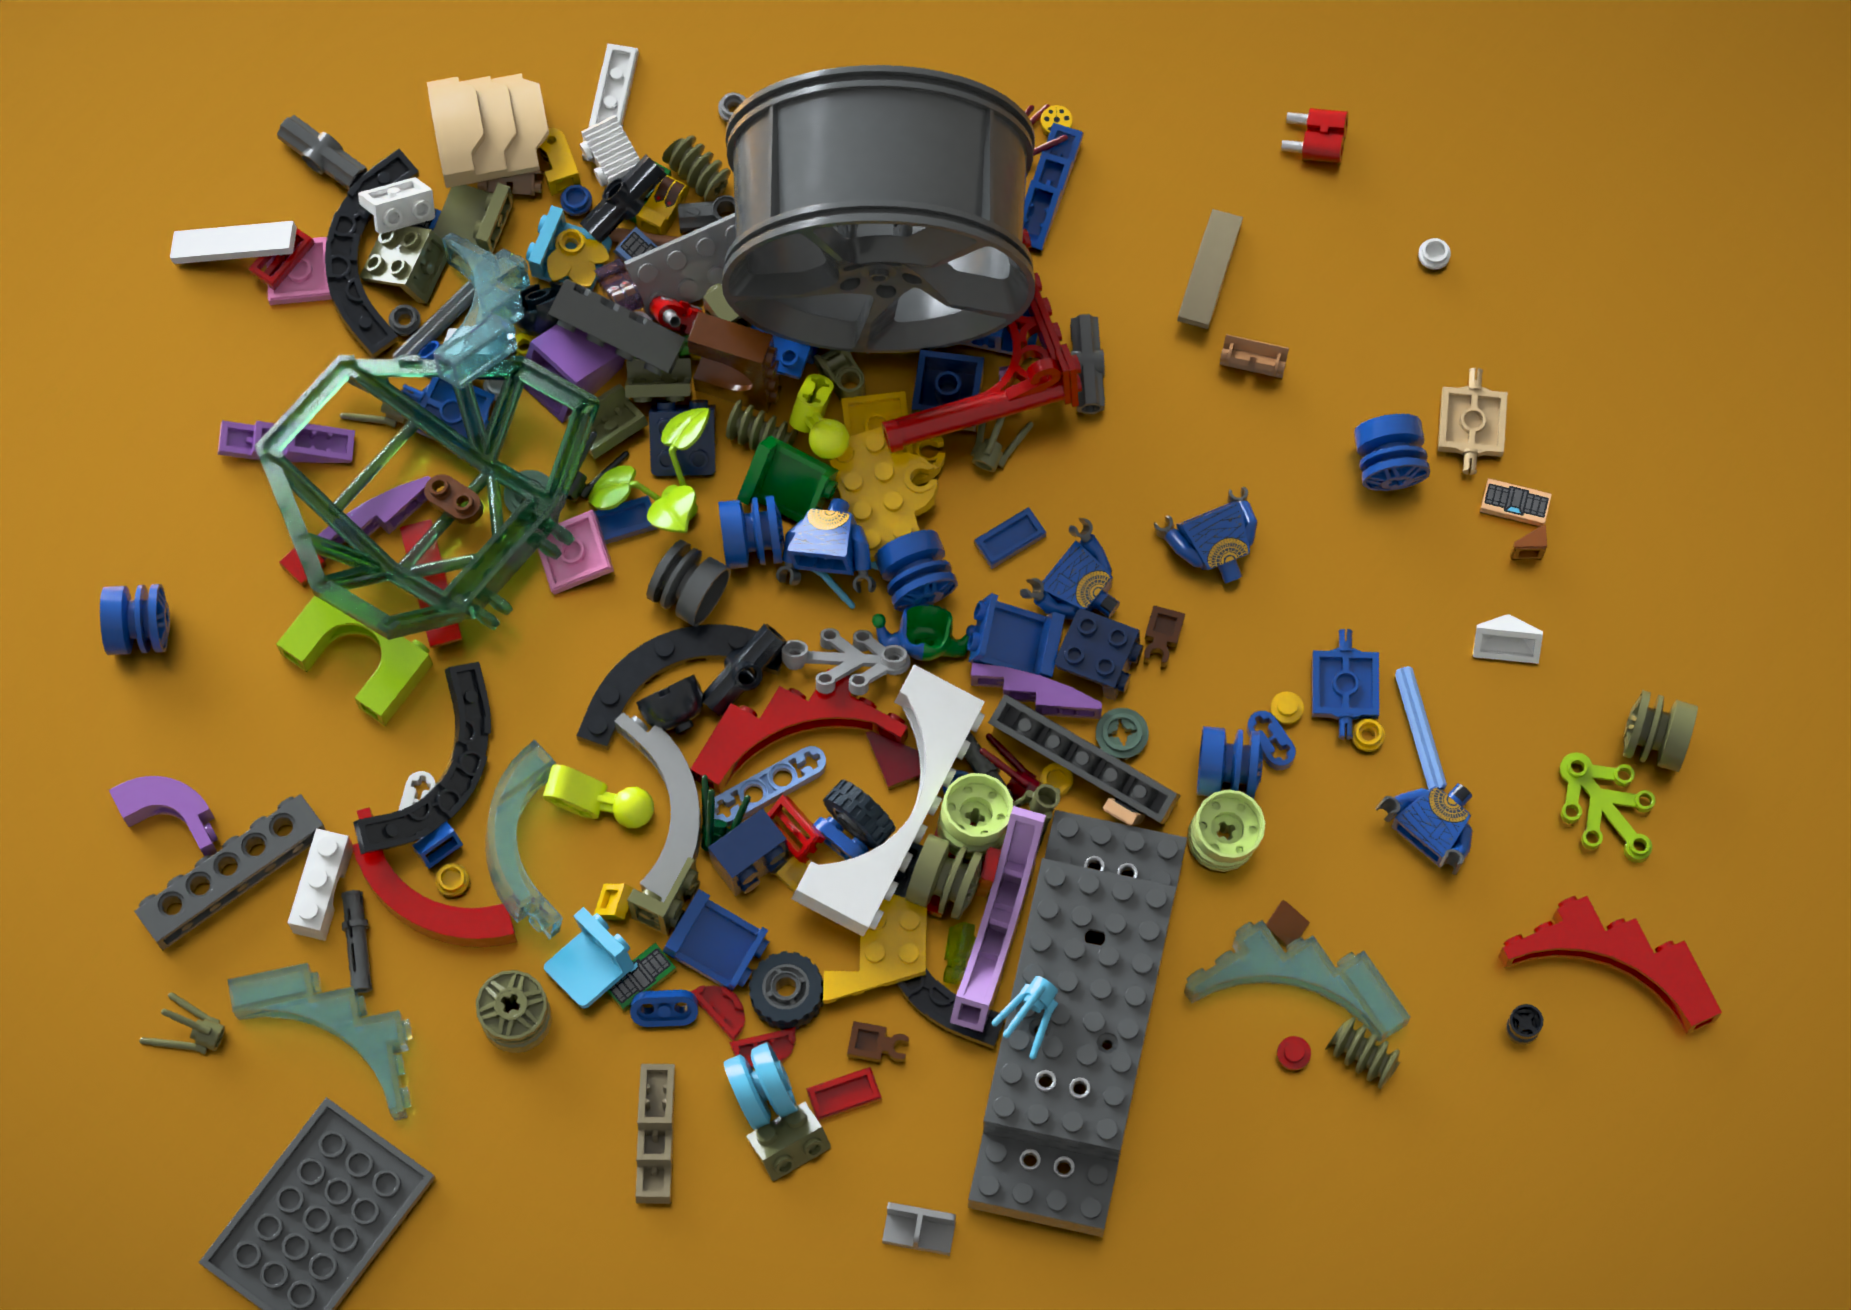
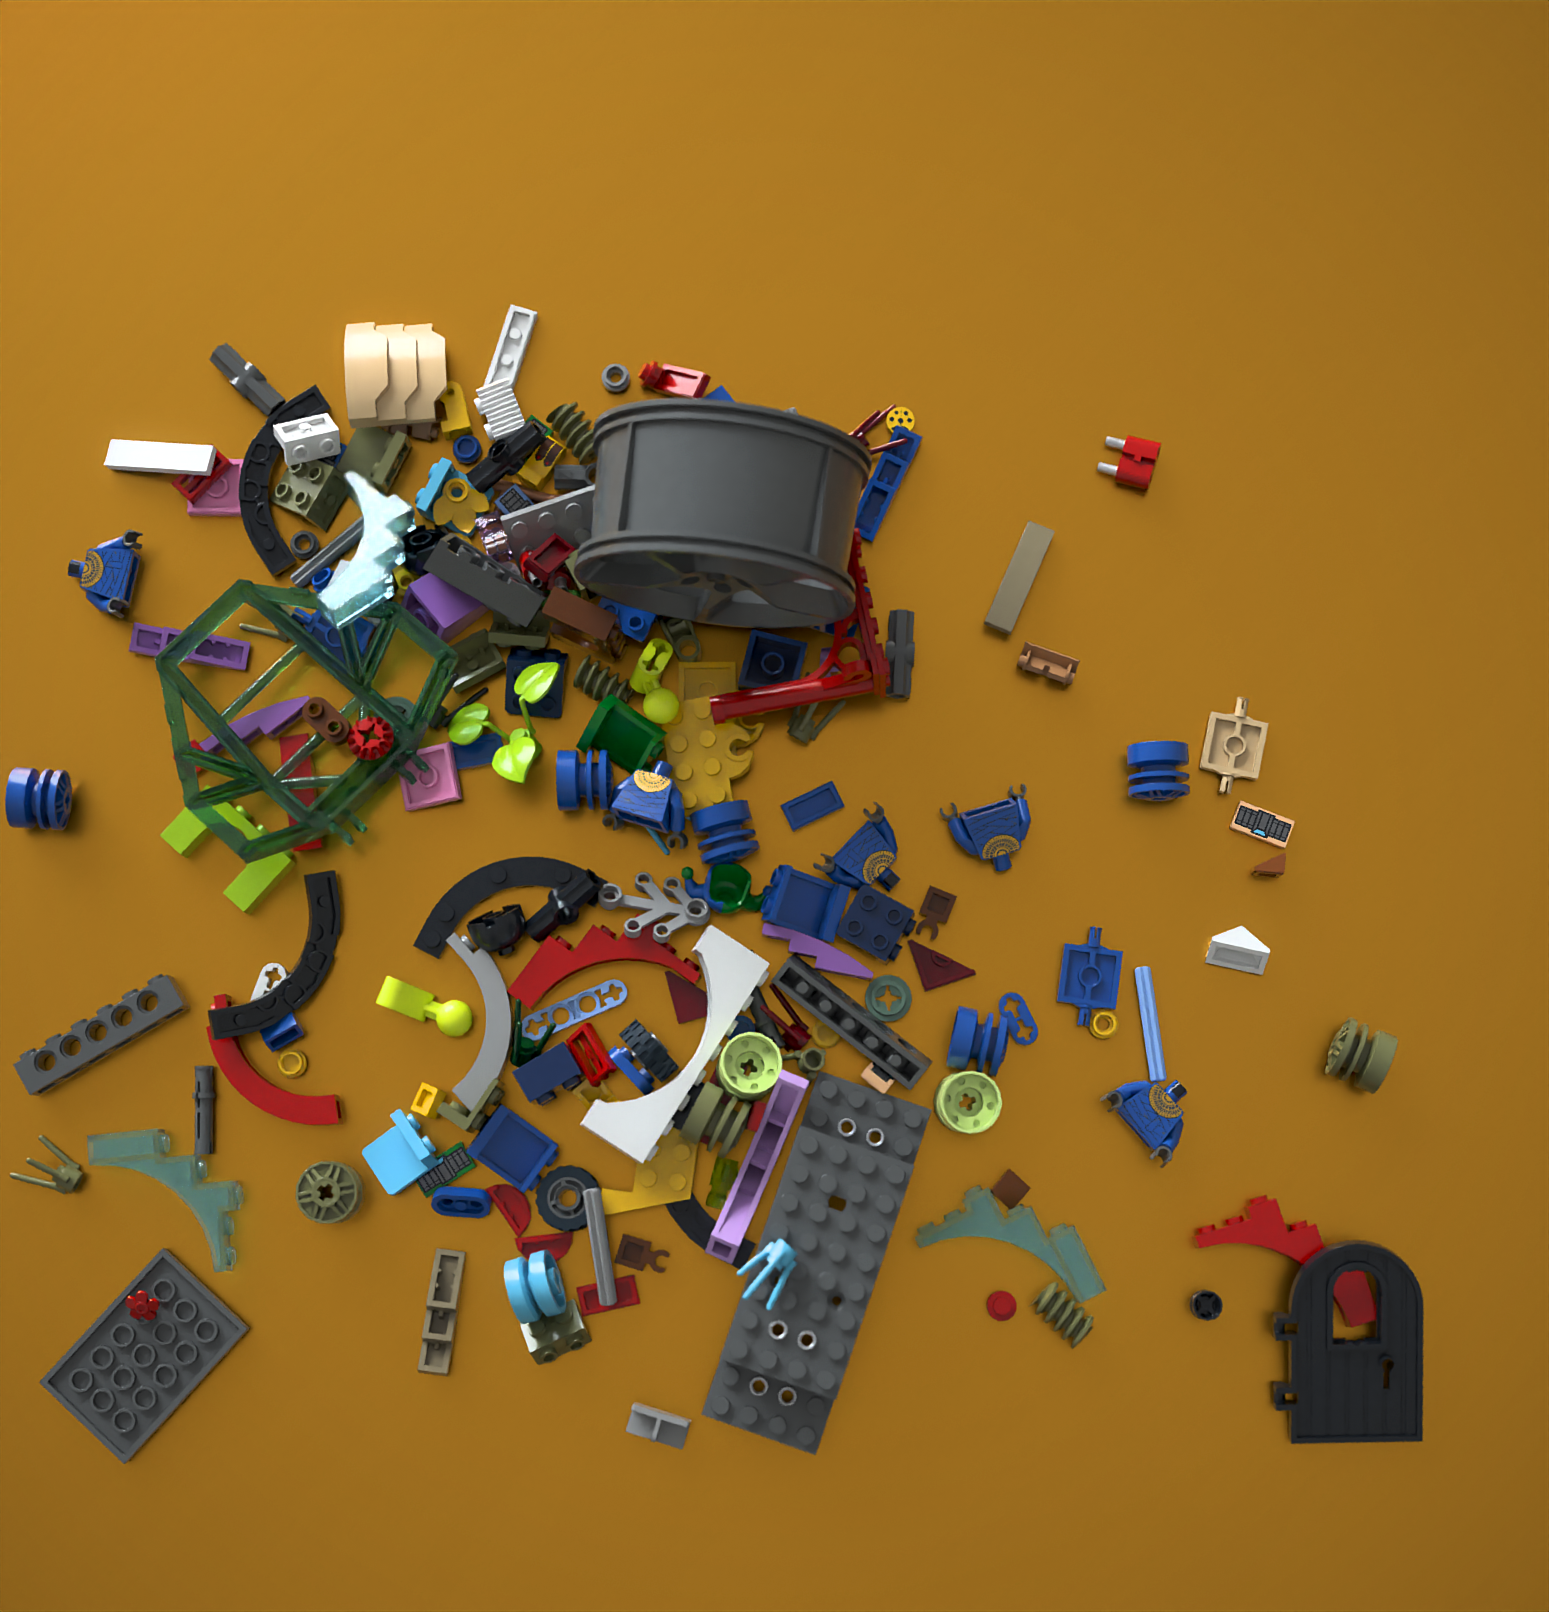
camera: 10 degrees right, 10 degrees up
(159, 795) = (34, 959): medium lavender arch -> none
(188, 370) = (109, 573): none -> blue torso
(311, 1160) = (141, 1305): none -> red plant
(324, 866) = (170, 1068): white arch -> none
(512, 518) = (374, 748): none -> red gear
(513, 886) = (346, 1001): clear light blue arch -> none
(684, 296) = (548, 557): none -> dark red tile
(688, 583) = (518, 816): dark grey wheel -> none
(829, 1034) = (600, 1246): none -> light grey axle
(1171, 696) = (935, 968): none -> dark red tile
(1287, 707) = (1035, 991): yellow plate -> none
(1434, 254) = (1220, 584): white plate -> none
(1604, 802) = (1301, 1110): lime plant -> none
(1691, 1085) = (1341, 1378): none -> black door

